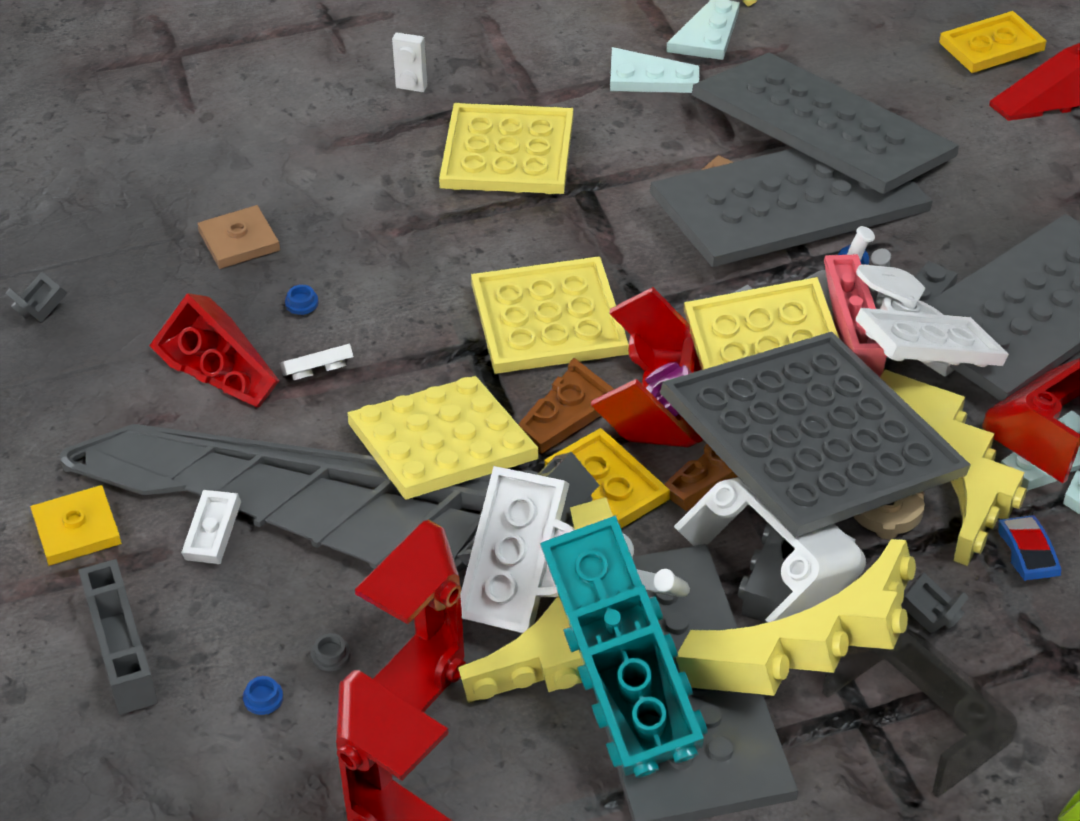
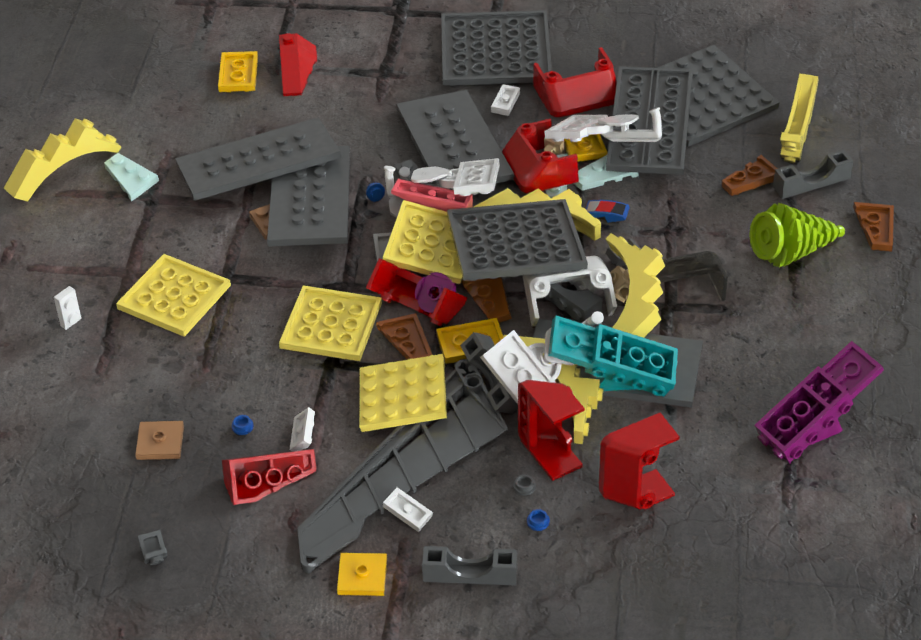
camera: 65 degrees left, 0 degrees up
(650, 73) = (150, 214): light aqua wing -> none

